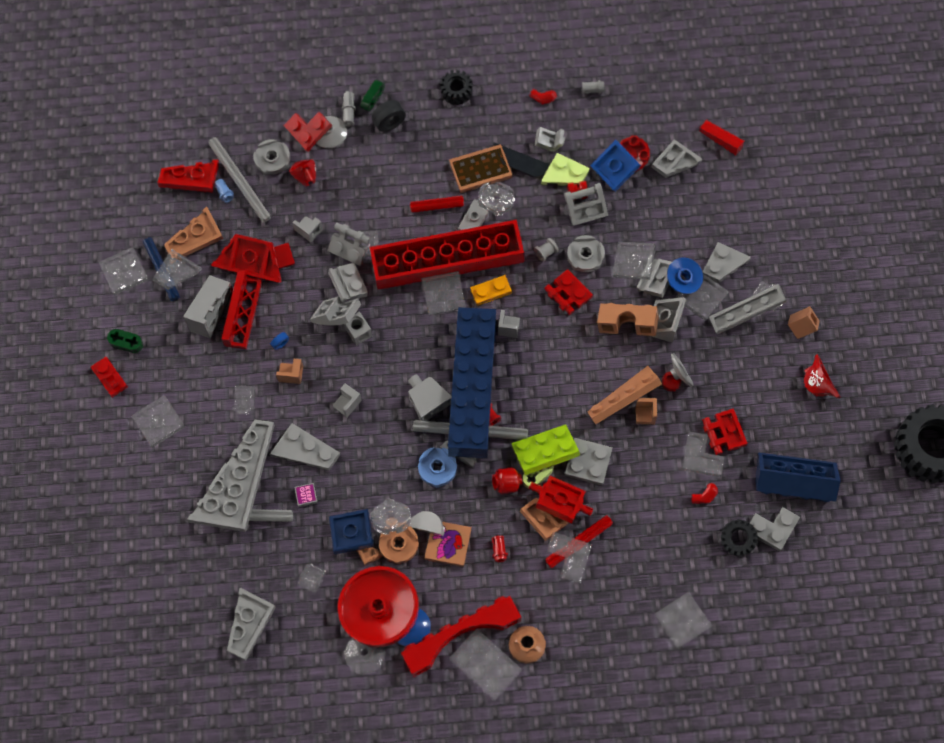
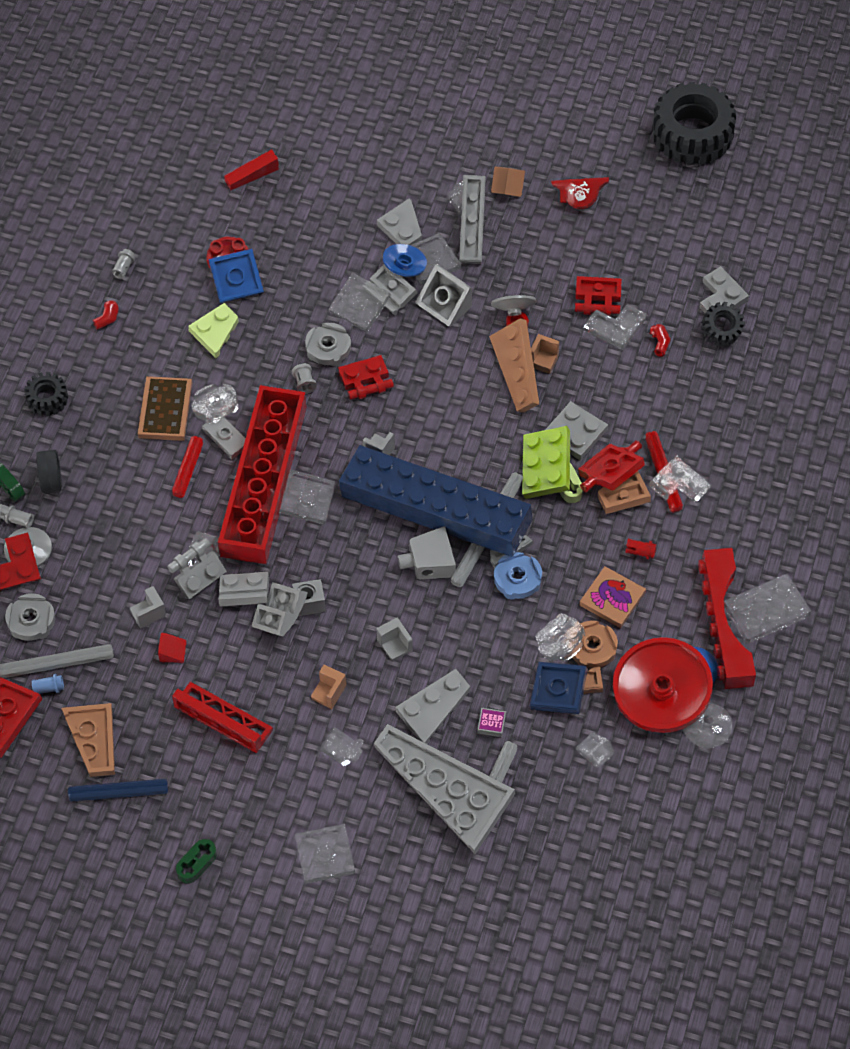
camera: 70 degrees left, 10 degrees down
(109, 377) = (236, 895): red plate -> none
(123, 271) = (99, 832): clear plate -> none
(175, 270) = (133, 768): clear wing -> none
(208, 306) = (200, 747): light grey wedge -> none
(249, 622) = (625, 830): light grey wing -> none
(250, 255) = (156, 680): red wing -> none
(279, 341) = (284, 685): blue tile -> none
(304, 172) = (72, 584): red hat -> none
(427, 522) = (584, 602): light grey tile -> none
(491, 290) = (325, 451): light orange plate -> none
(506, 480) = (565, 512): red head -> none
(523, 654) = (756, 569): nougat piece -> none
(524, 162) = (181, 363): black sticker -> none
(548, 139) = (168, 326): light grey bracket -> none
(571, 187) = (247, 323): red wheel -> none
(586, 210) = (277, 319): light grey plate -> none
(613, 315) = (437, 313): nougat arch -> none
(675, 160) = (256, 221): light grey wing -> none
(683, 620) = (790, 408): clear plate -> none
(797, 477) = (677, 251): dark blue slope -> none

